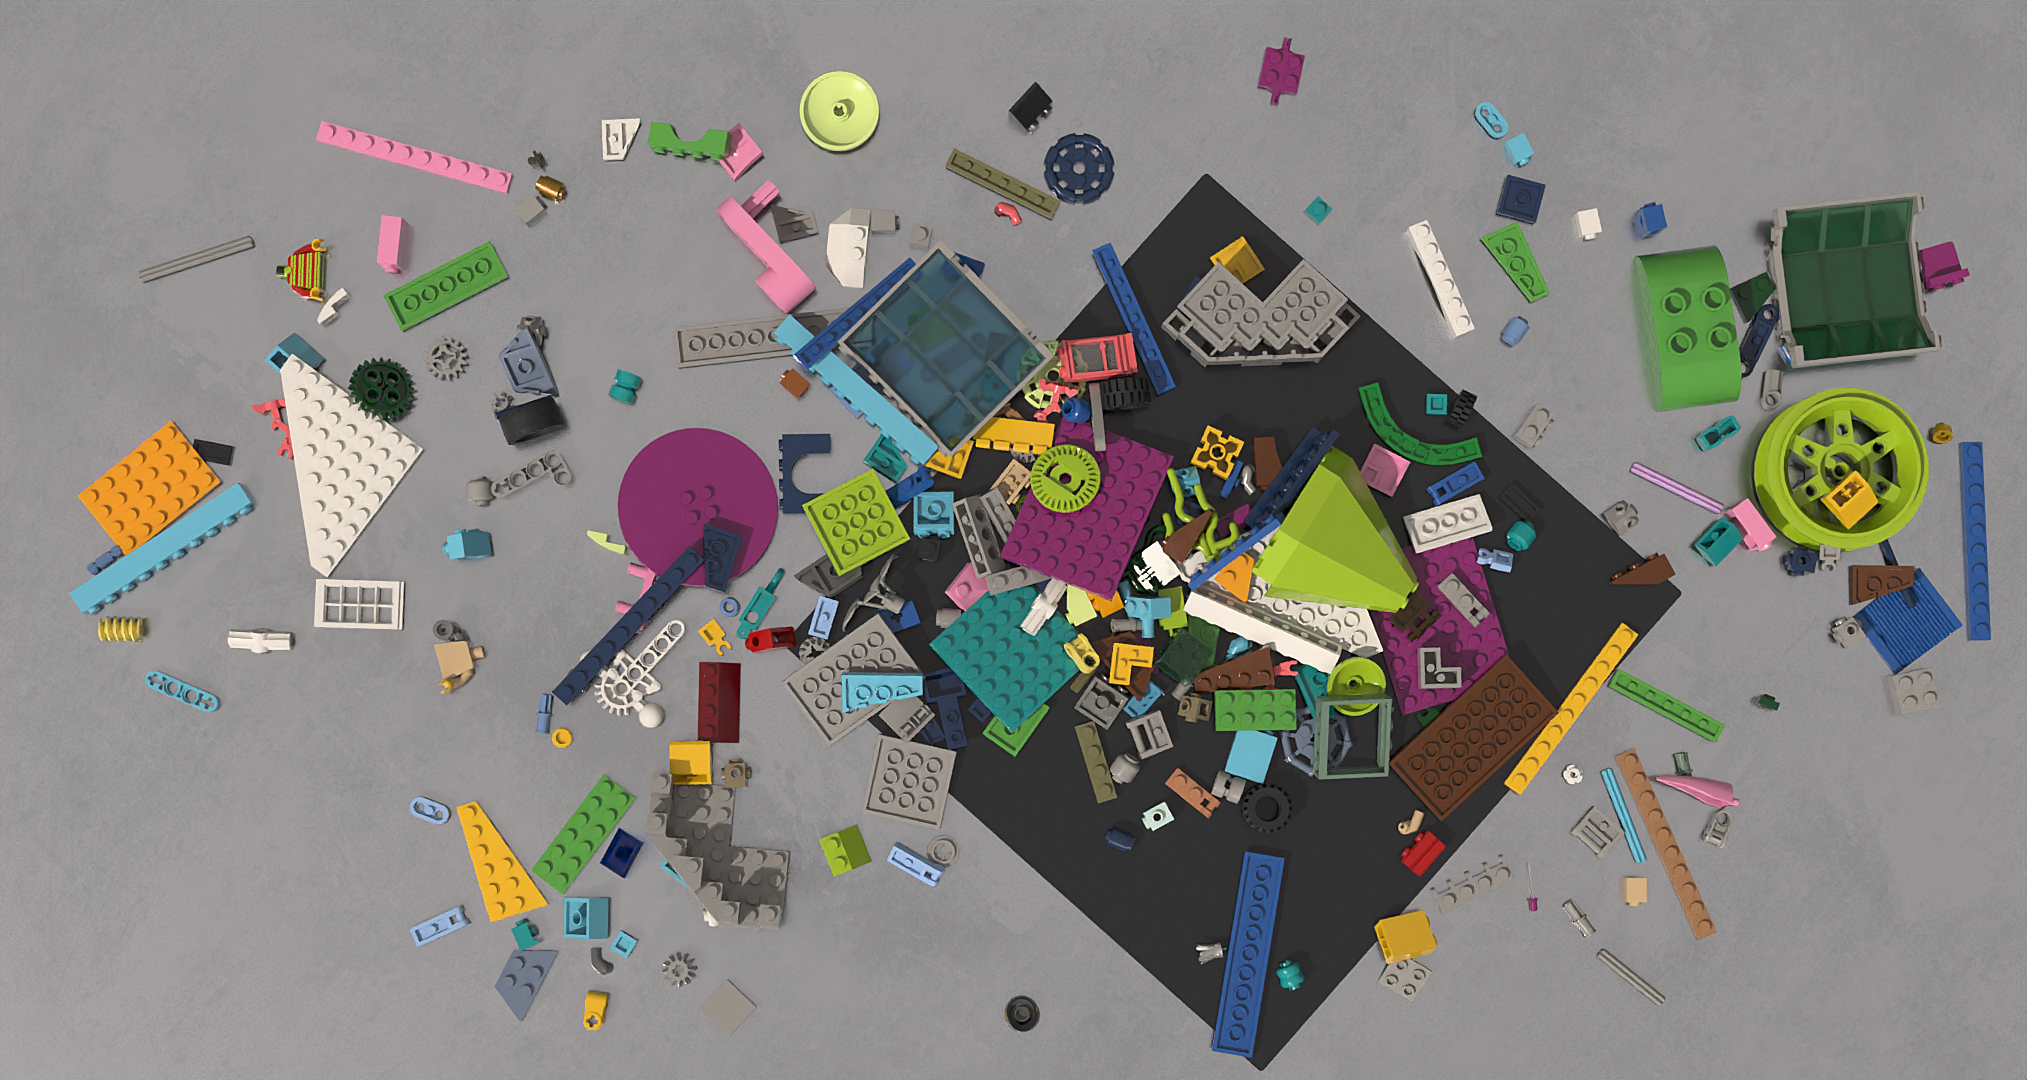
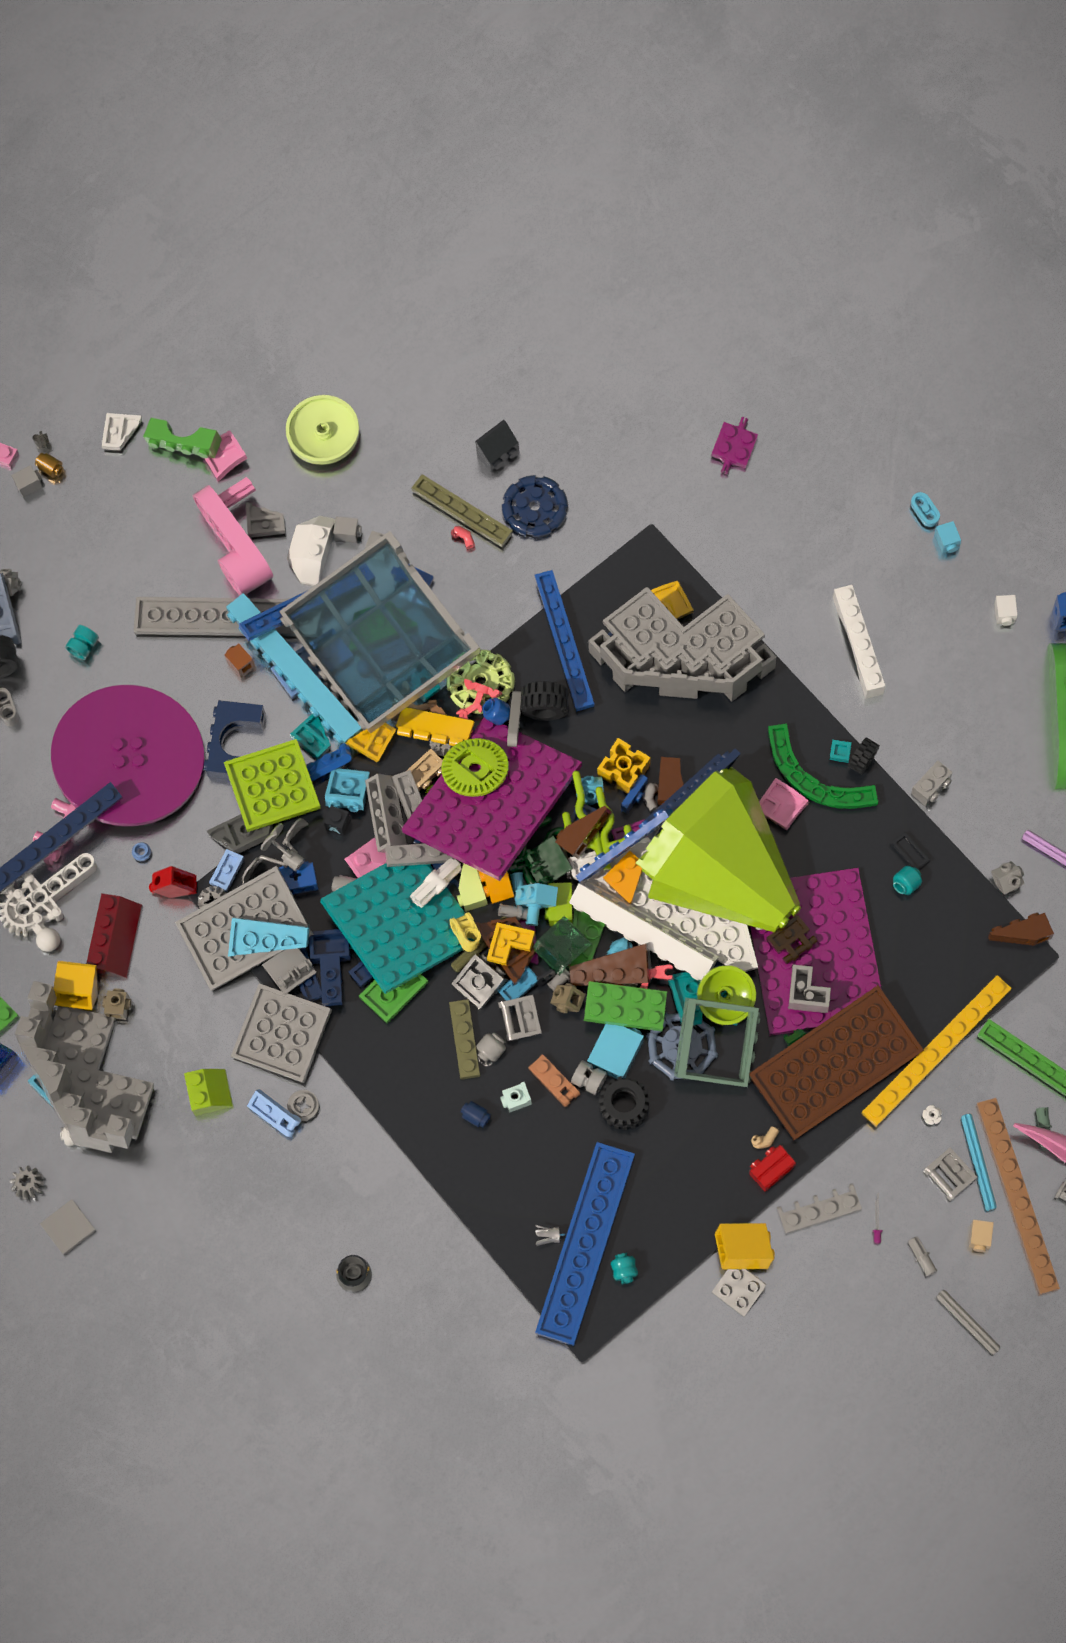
camera: 20 degrees right, 15 degrees down
(602, 539) = (35, 776): yellowish green slope -> none
(713, 635) = (121, 874): yellow plate -> none
(719, 556) = (138, 798): dark blue wing -> none
(761, 604) = (171, 851): teal piece -> none
(1097, 358) = (519, 666): coral door -> none
(1318, 210) = (752, 569): teal plate -> none
(1447, 523) = (836, 859): white plate -> none
(1456, 483) = (850, 825): blue plate -> none
(1463, 599) = (842, 931): light grey plate -> none
(1498, 559) = (881, 900): light blue plate -> none
(1515, 256) = (935, 635): bright green wing -> none
(1515, 330) = (924, 696): medium blue brick -> none
(1521, 199) = (944, 581): dark blue plate -> none

